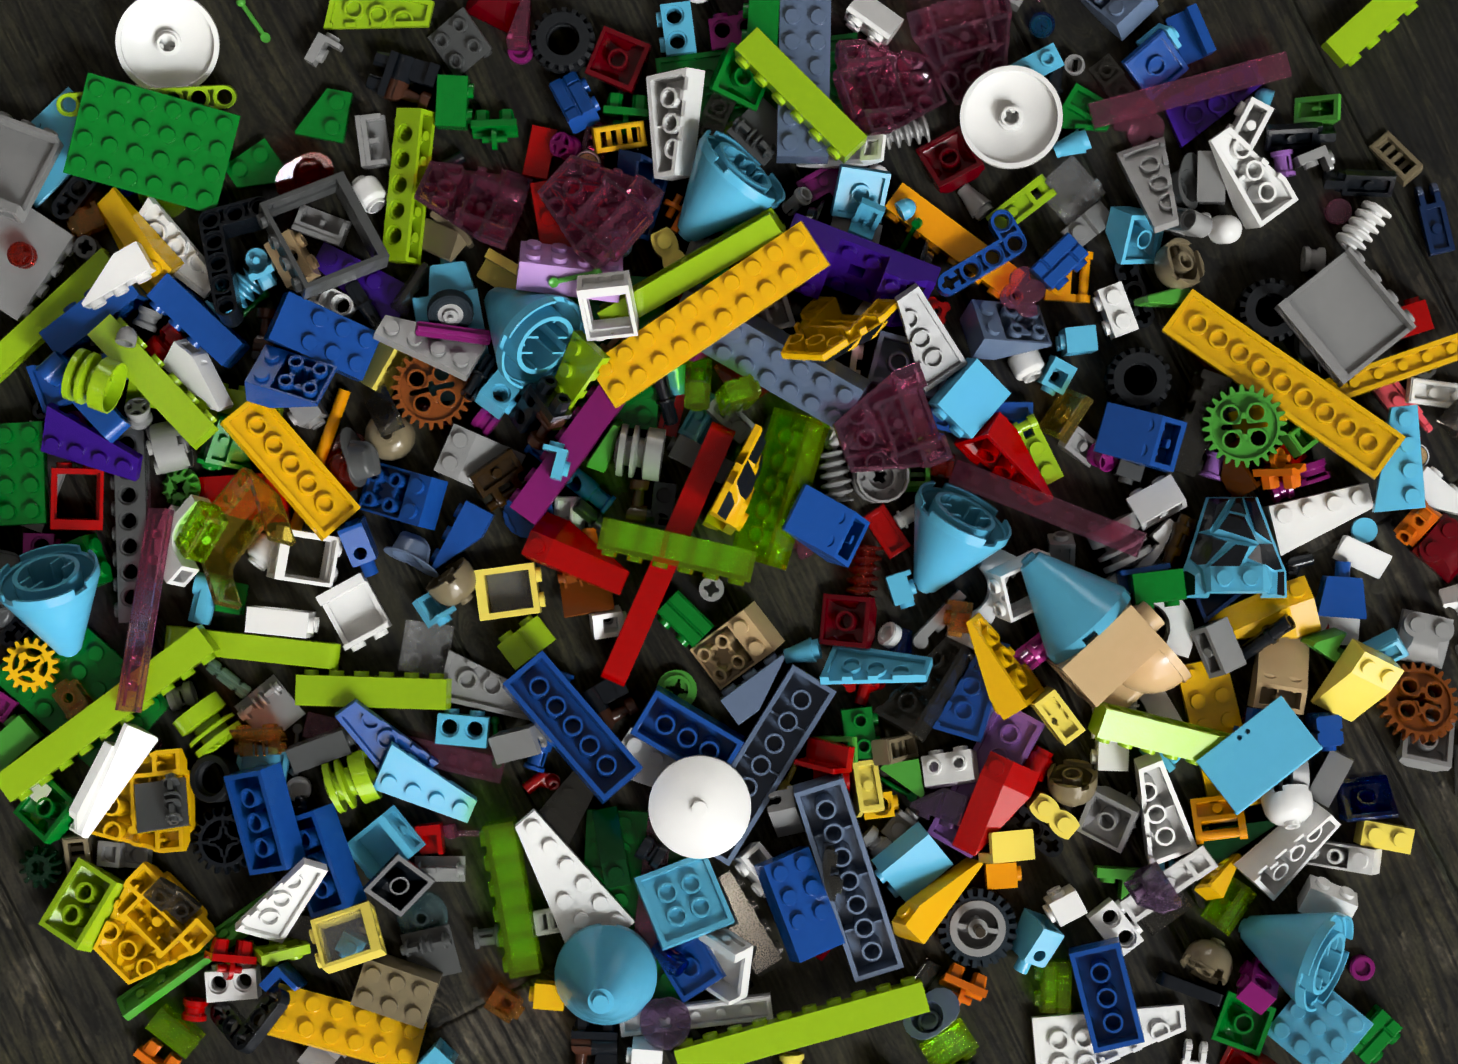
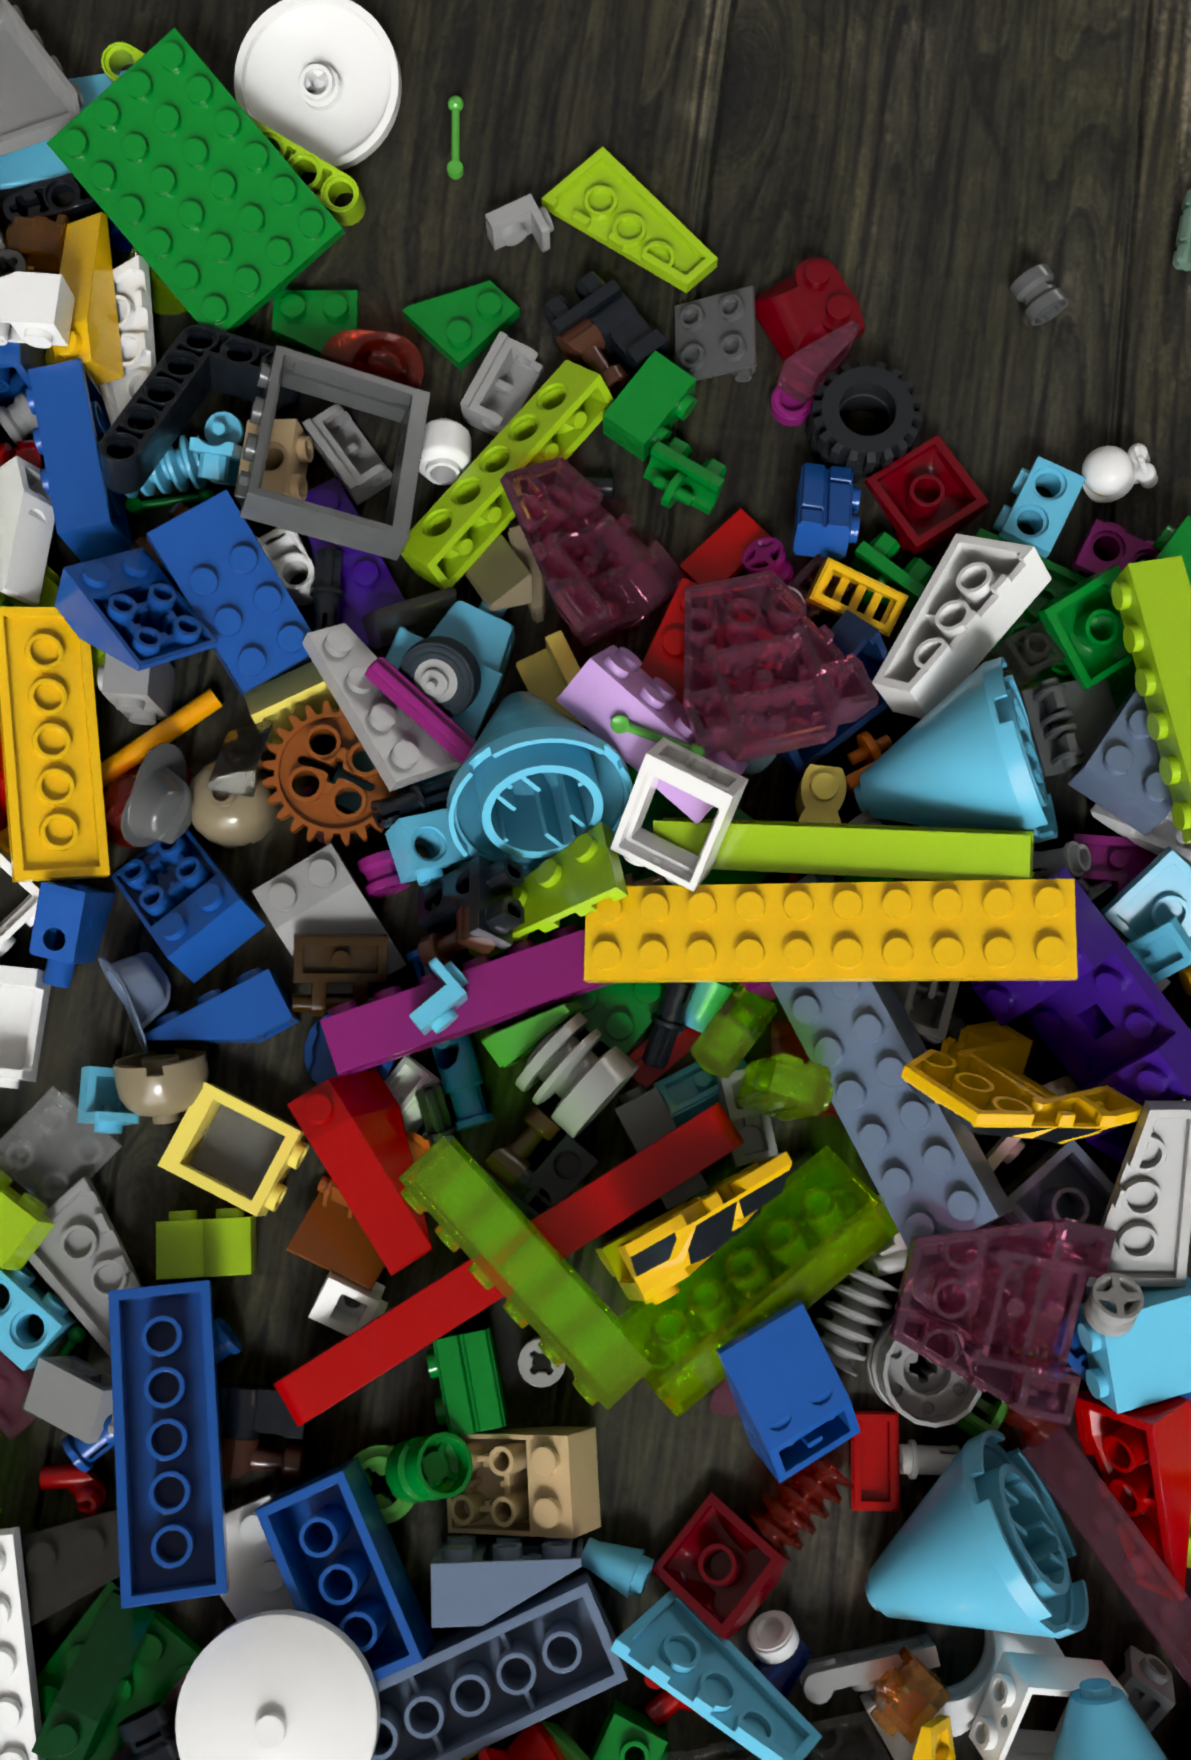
camera: 30 degrees right, 10 degrees down
(692, 666) = (429, 1468): none -> green wheel
(901, 589) = (840, 1573): medium azure brick -> none
(938, 388) = (1120, 1293): none -> light grey wheel

